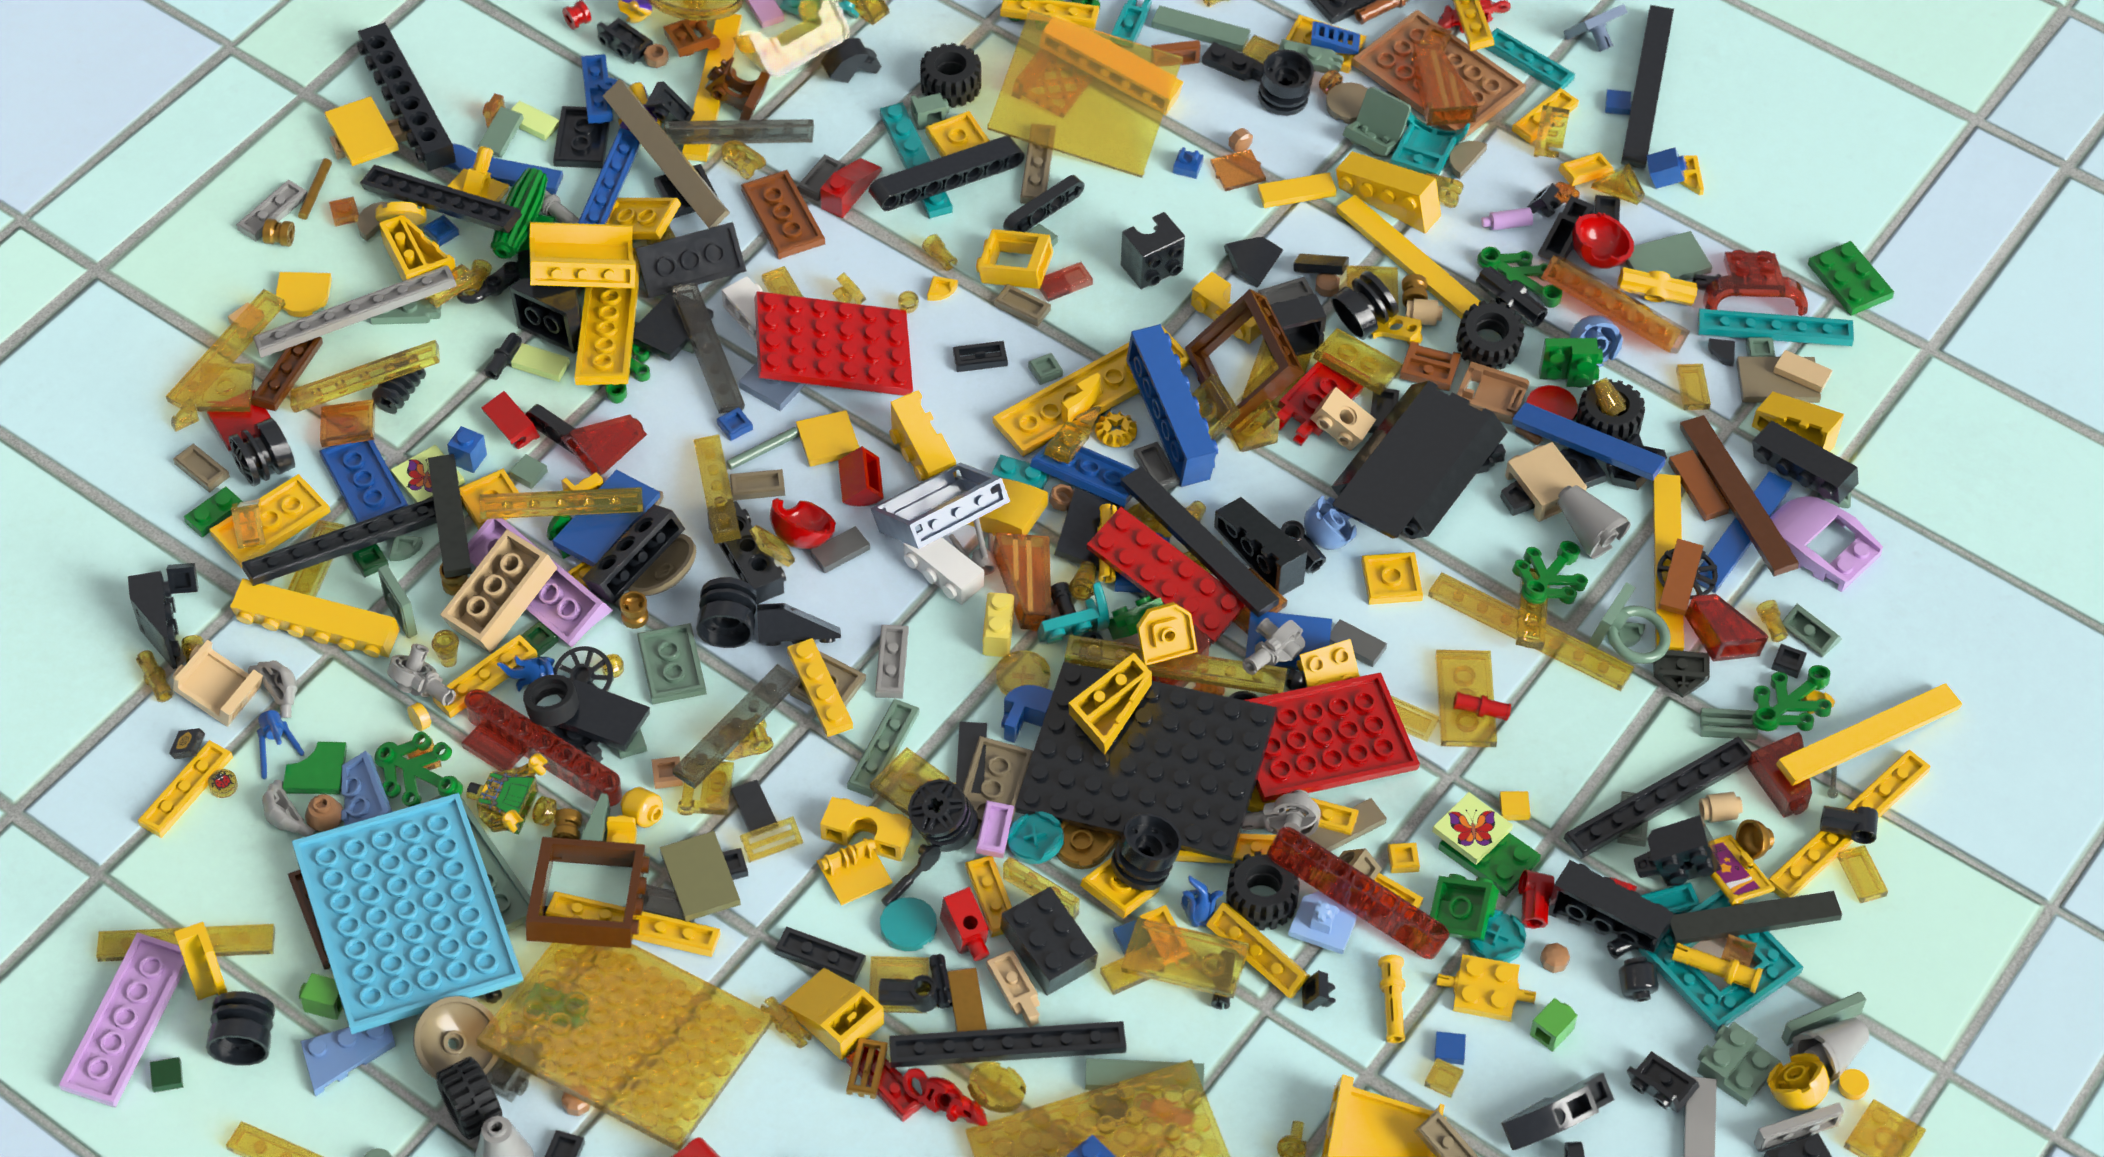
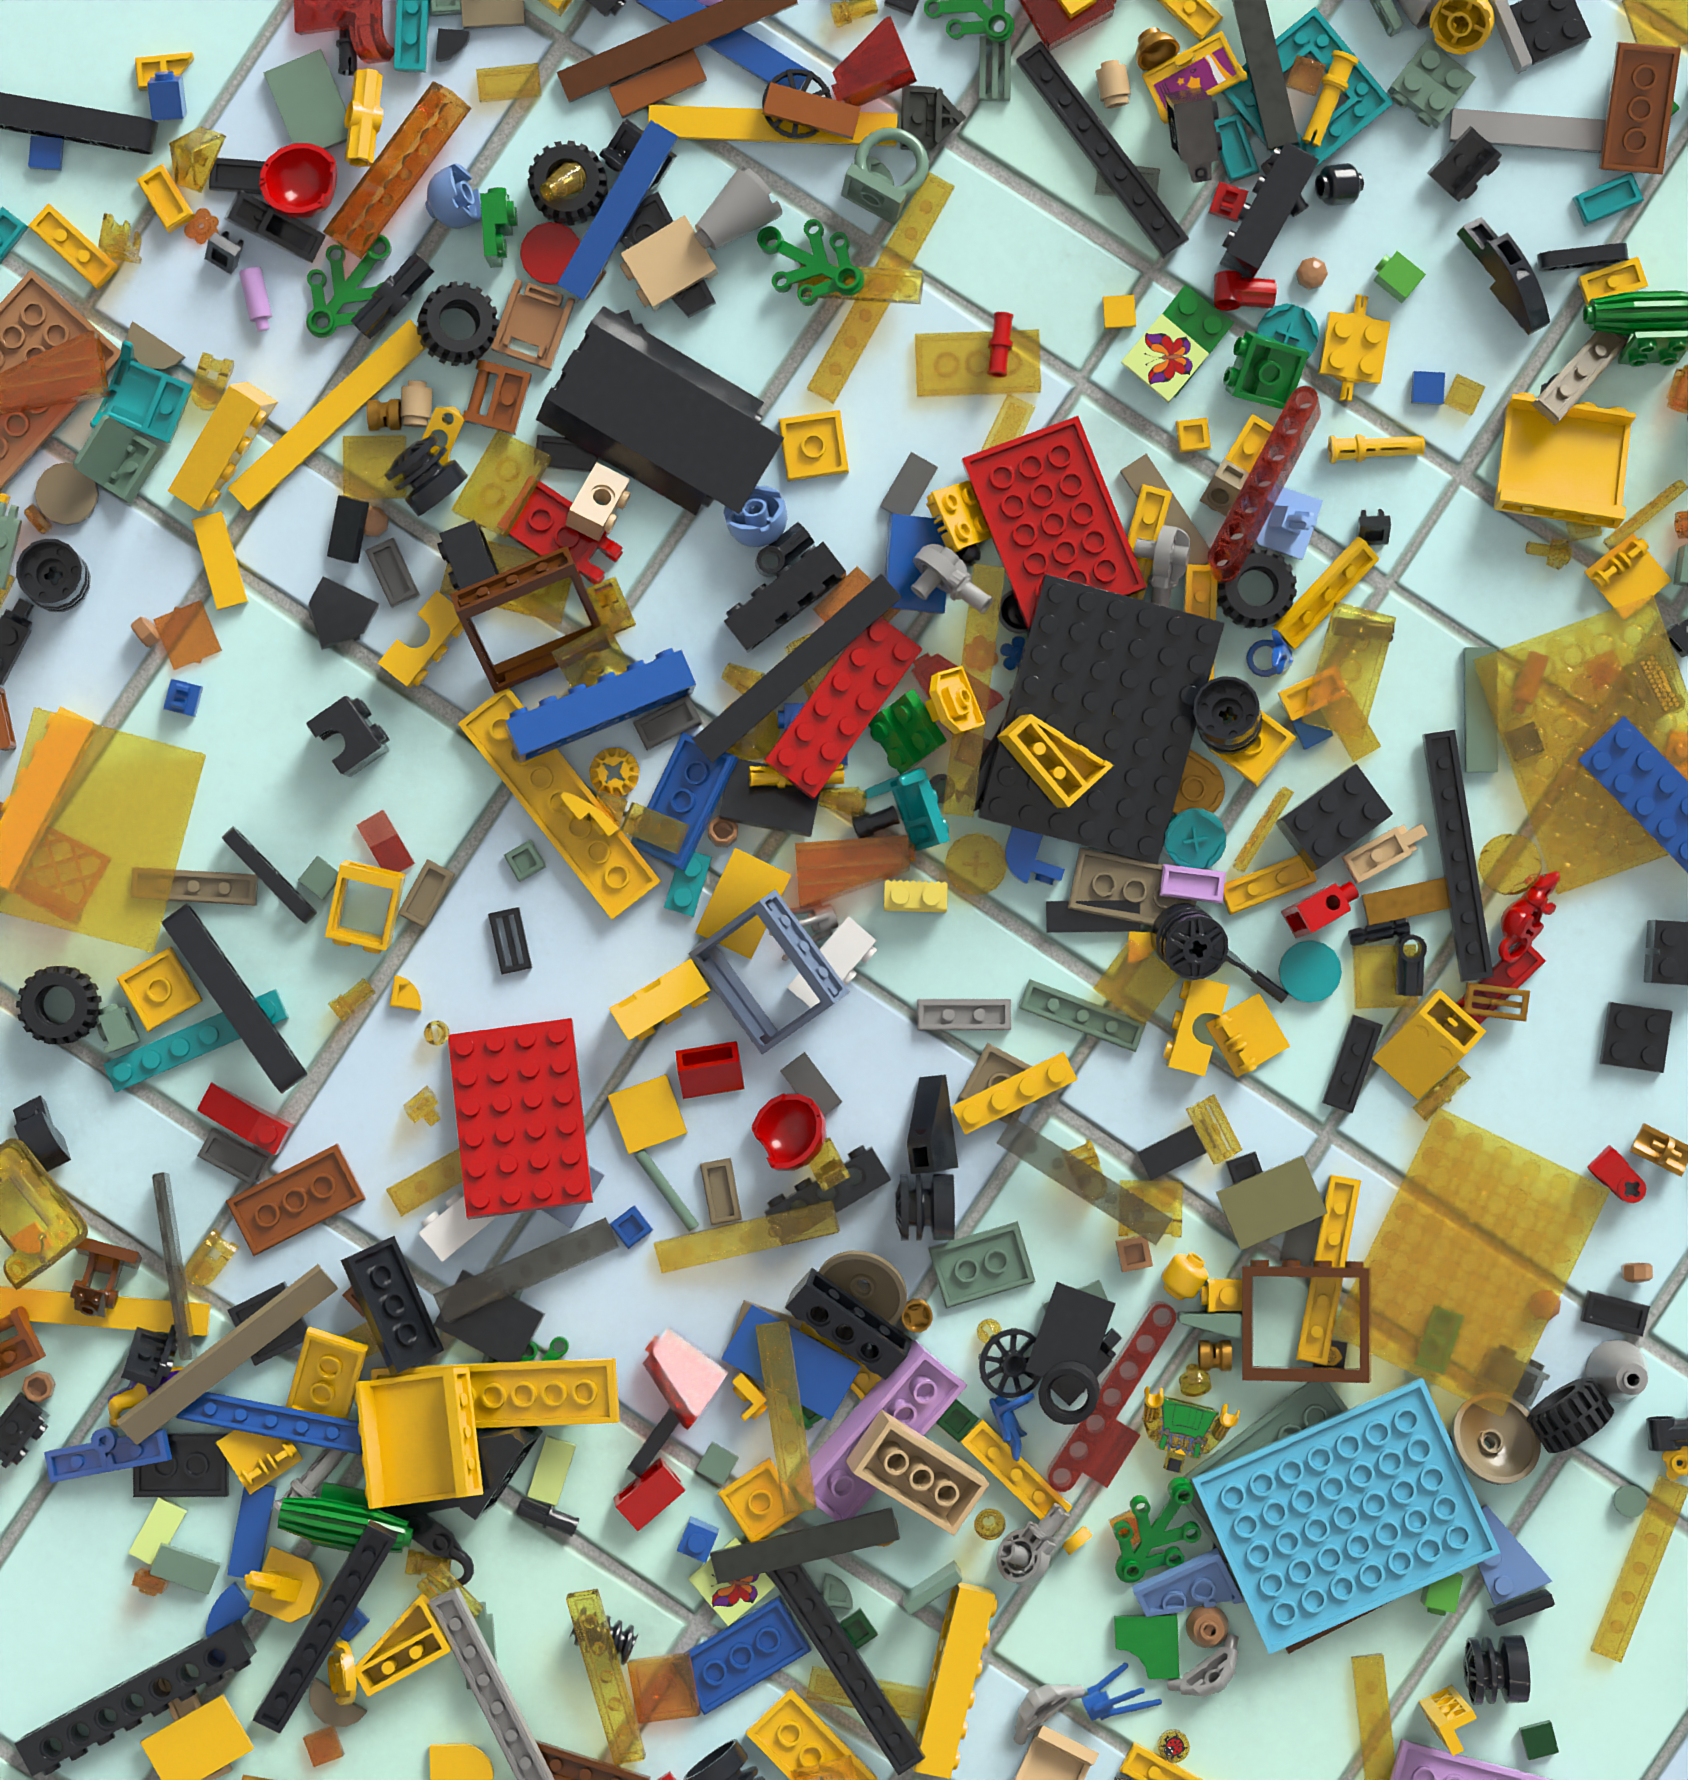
camera: 90 degrees left, 35 degrees up
(294, 1061) = (1521, 1607): none -> black tile
(578, 177) = (257, 1457): none -> yellow hinge

